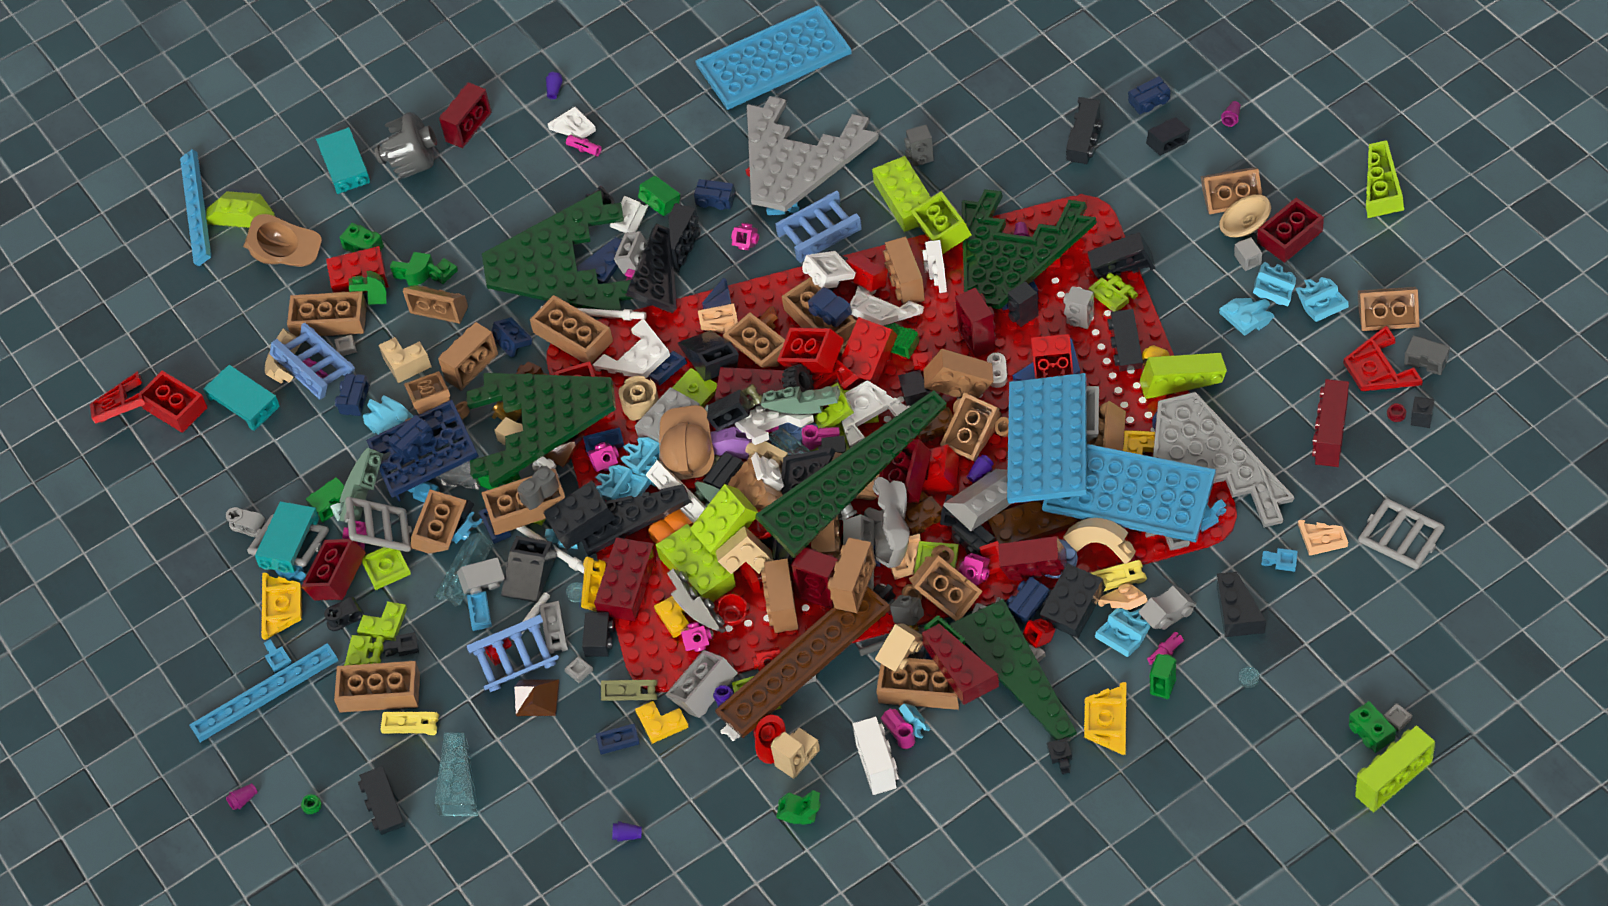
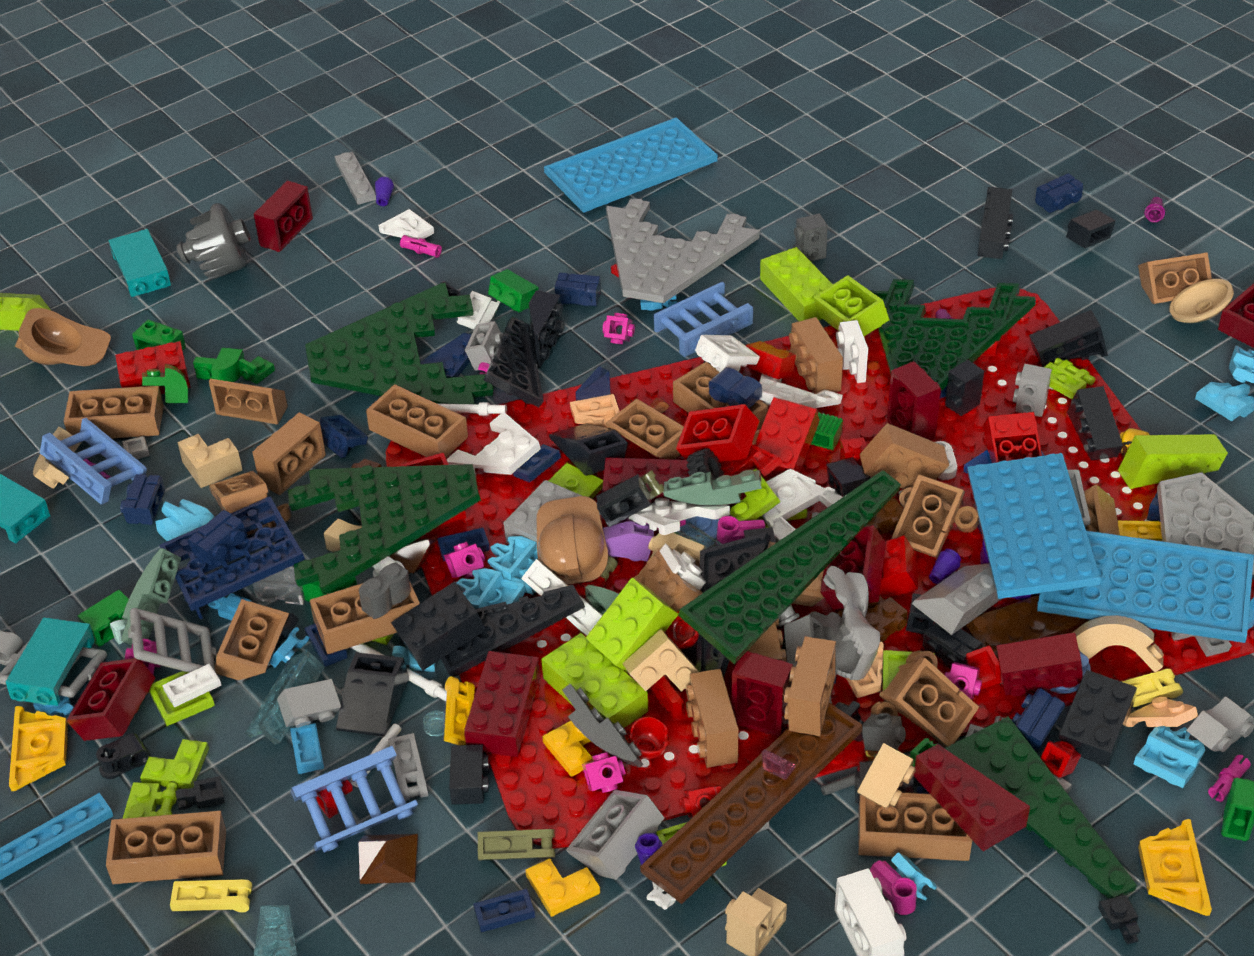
camera: 10 degrees left, 10 degrees down
(277, 657) = (27, 814): dark azure plate -> none
(393, 559) = (191, 685): none -> white plate
(500, 412) = (331, 514): pearl gold bracket -> none
(529, 68) = (355, 178): none -> light grey plate
(578, 669) = (444, 820): light grey tile -> none
(637, 396) = (504, 492): tan brick -> none
(671, 523) = (551, 639): orange brick -> none
(723, 471) = (620, 572): black brick -> none
(764, 734) = (712, 900): red piece -> none
(821, 635) = (777, 764): none -> clear pink slope
(1248, 254) = (1212, 339): light grey brick -> none

